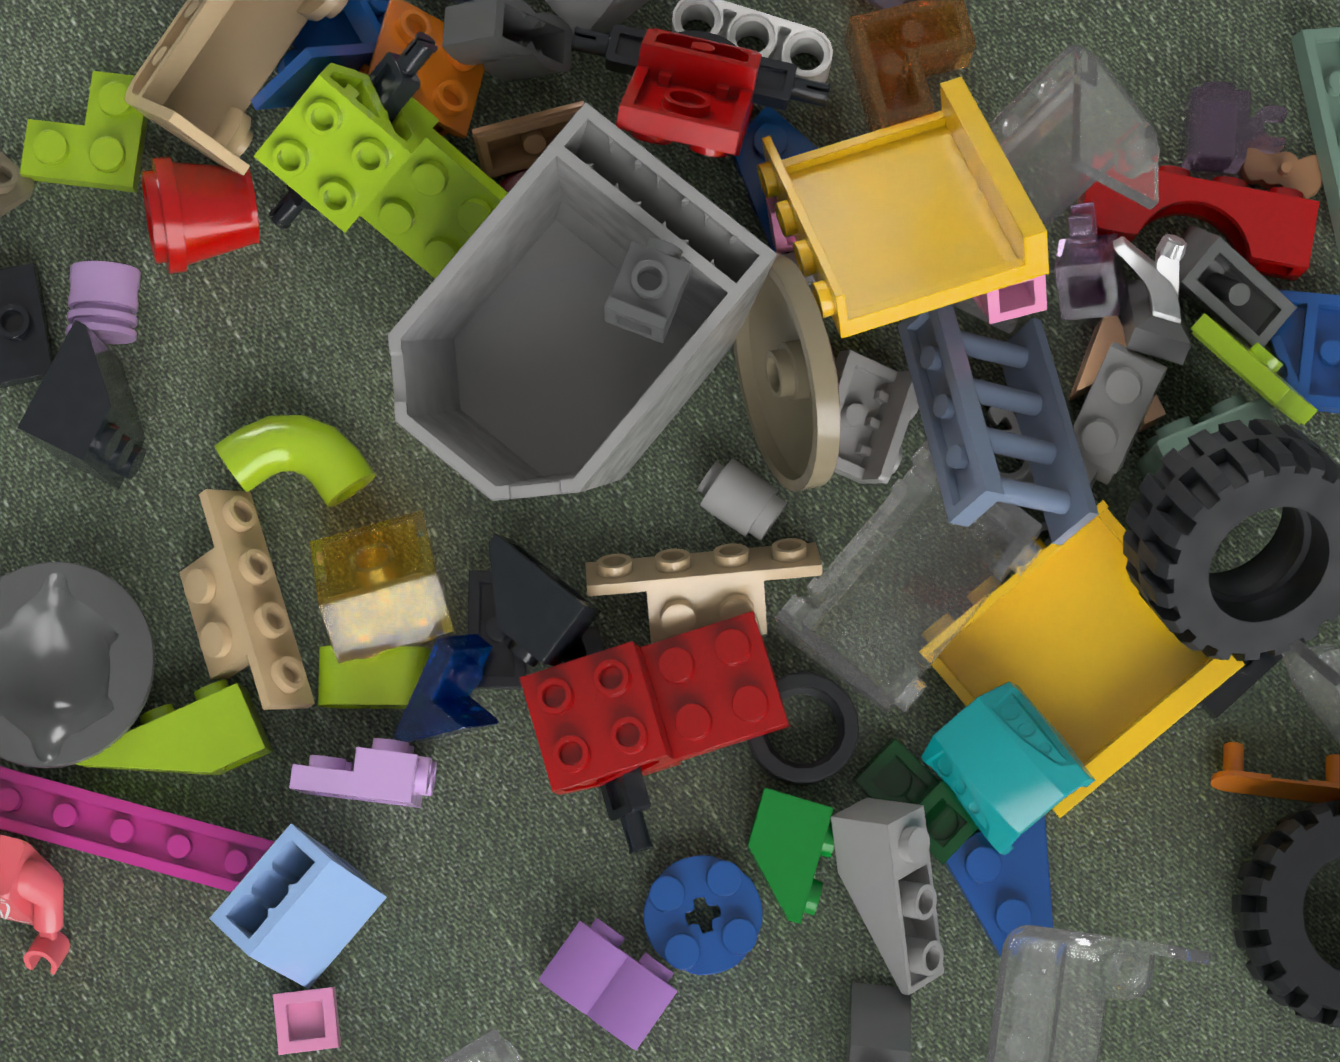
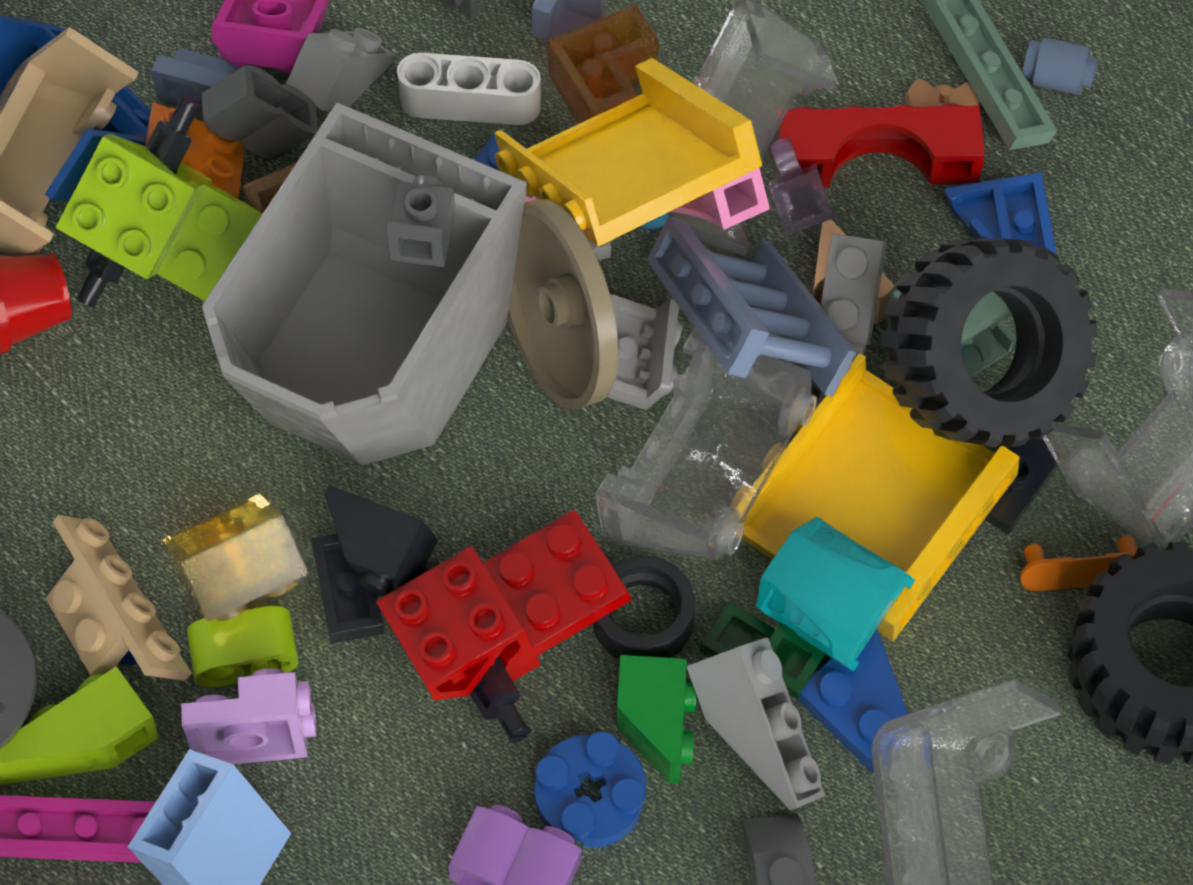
camera: 10 degrees left, 20 degrees down
(299, 446) = (134, 470): lime cylinder -> none
(442, 696) = (310, 632): clear blue slope -> none
(694, 85) = (434, 104): red piece -> none
(702, 587) = (509, 517): tan bracket -> none
(741, 499) = (543, 434): light grey brick -> none
(1152, 305) = (866, 207): piece -> none
(1220, 128) = (882, 76): clear purple brick -> none
(1230, 288) = (919, 186): dark grey slope -> none
(1255, 367) = (943, 223): lime plate -> none

